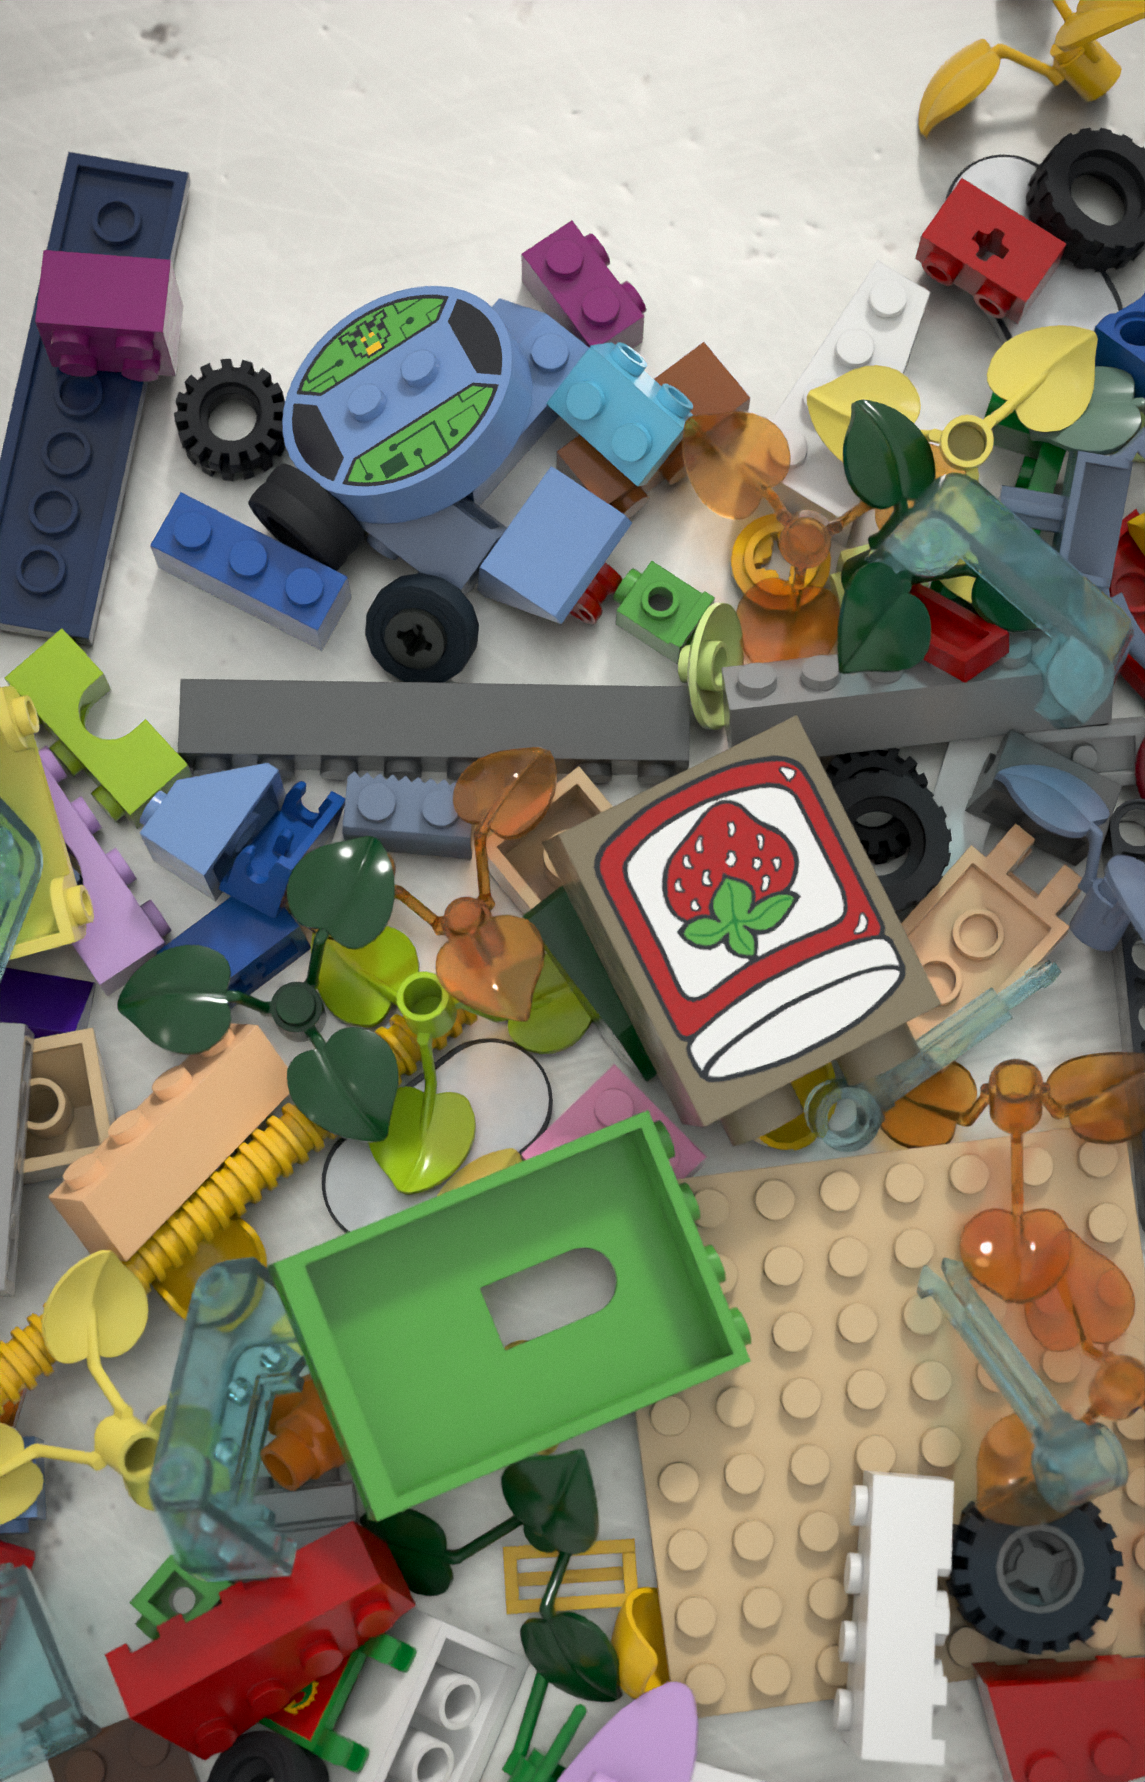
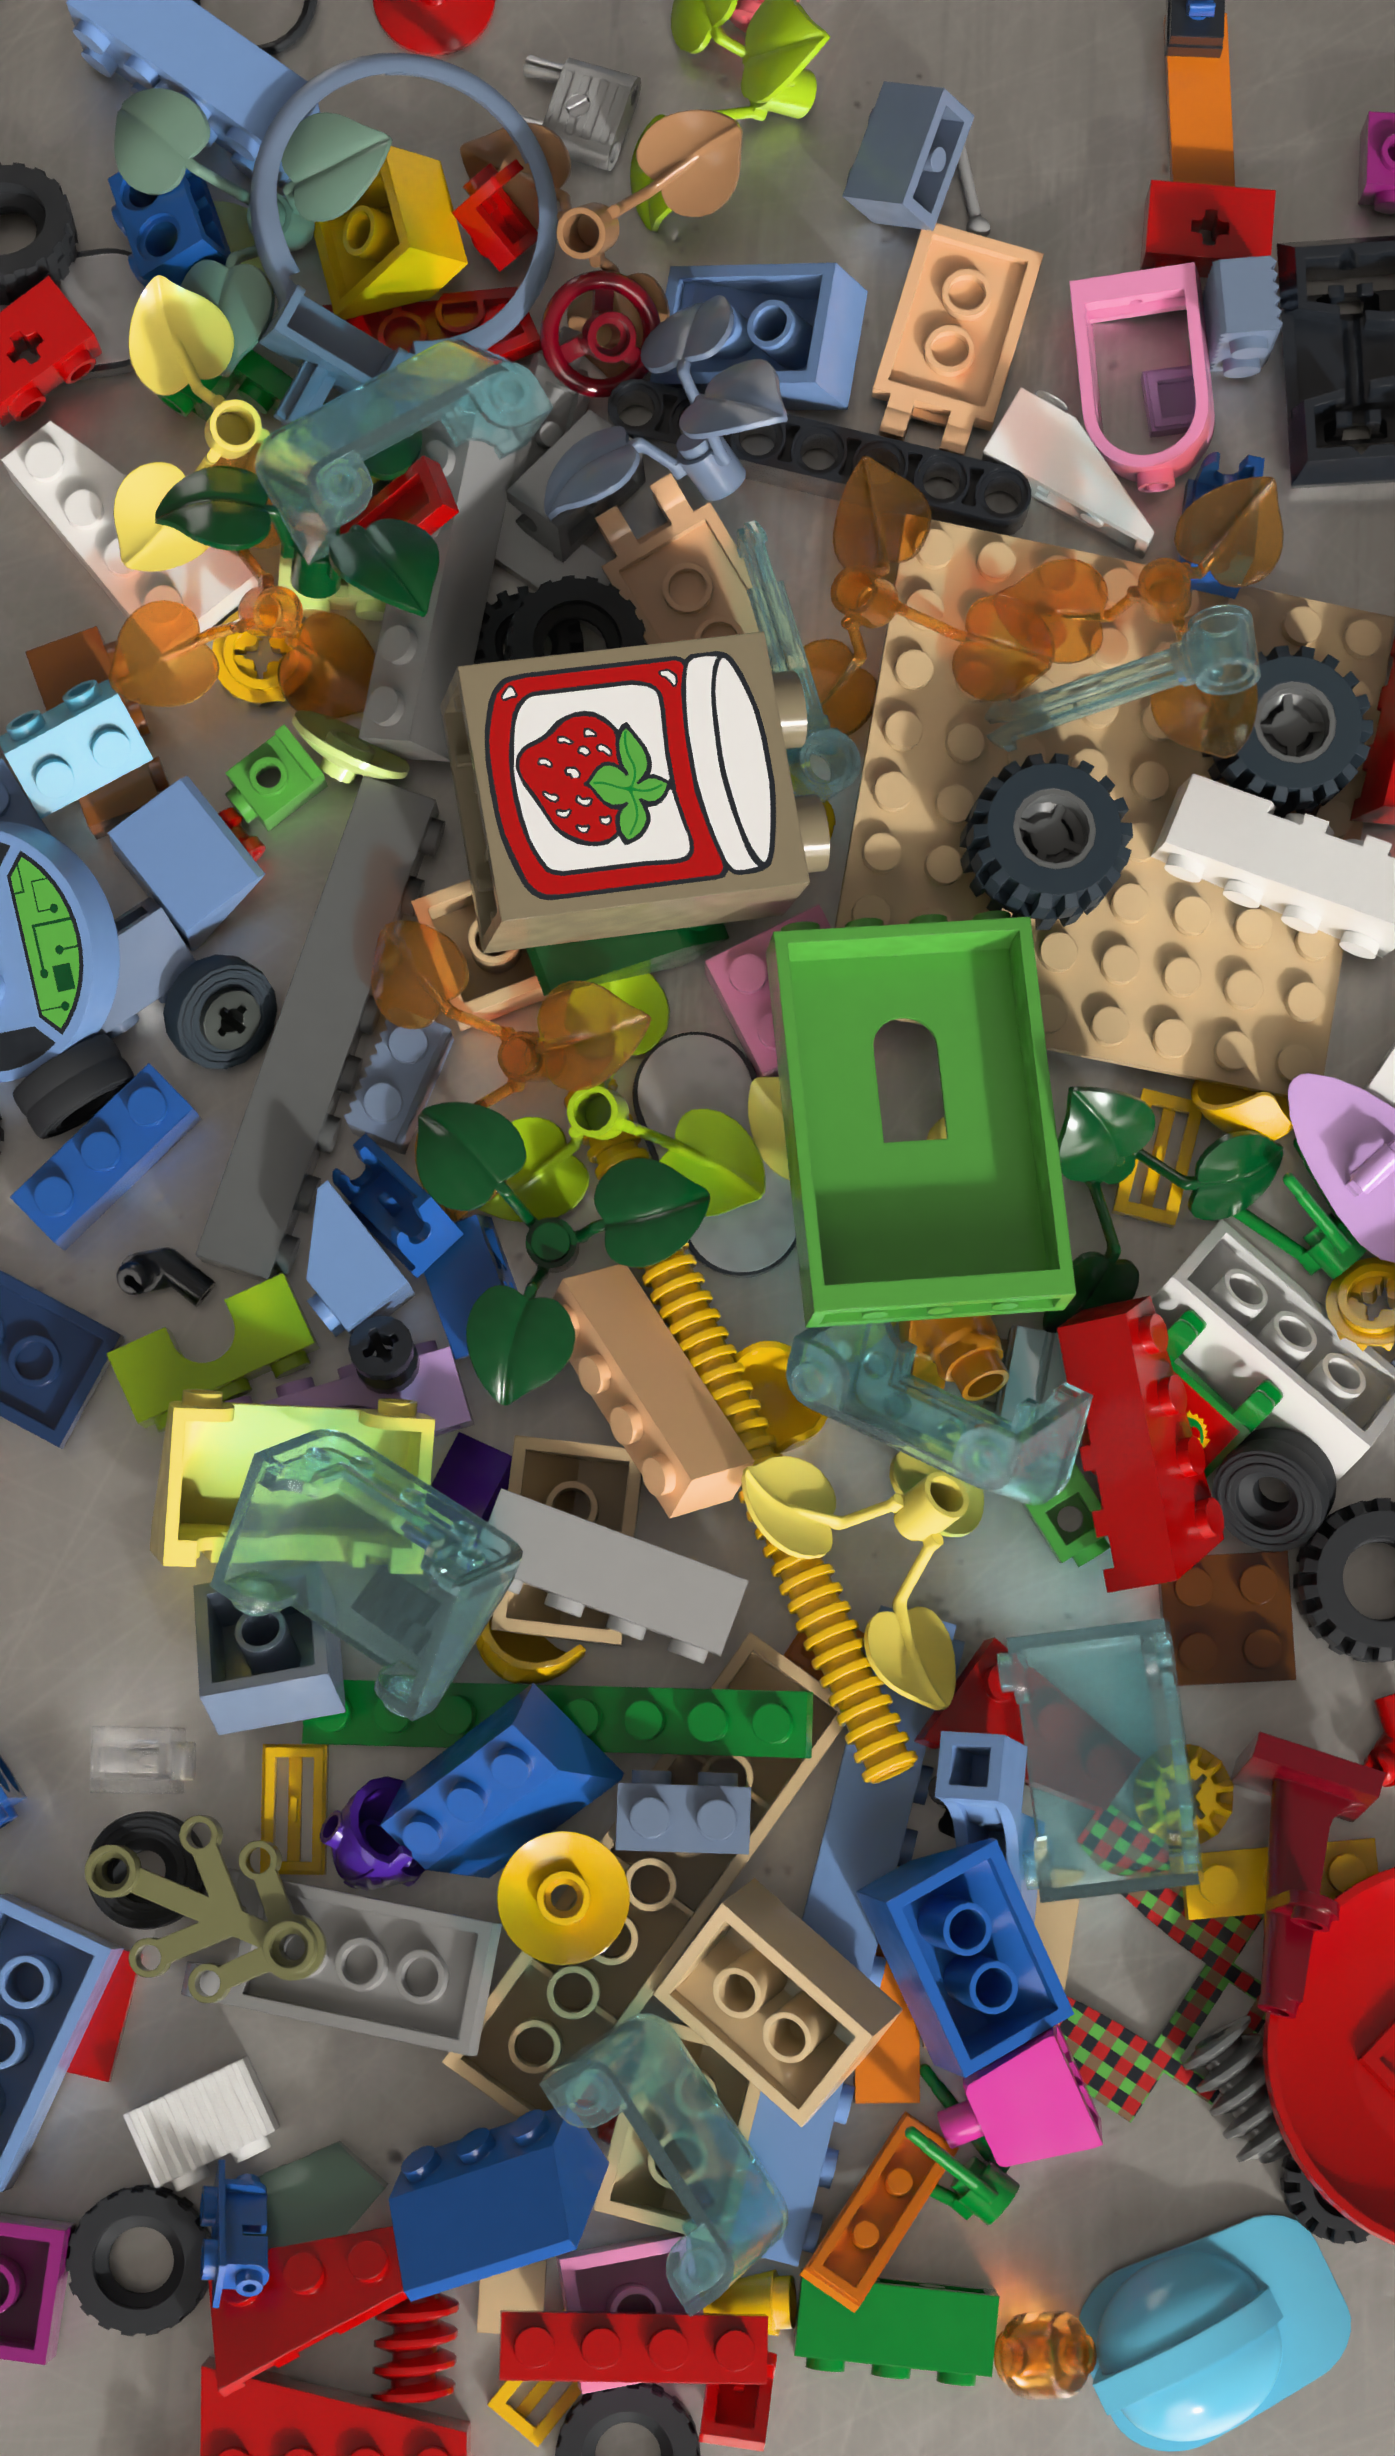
camera: 70 degrees left, 5 degrees up
(126, 894) = (389, 1369): none -> black wheel
(163, 657) = (163, 1269): none -> black arm
(836, 1355) = (1060, 819): none -> black wheel

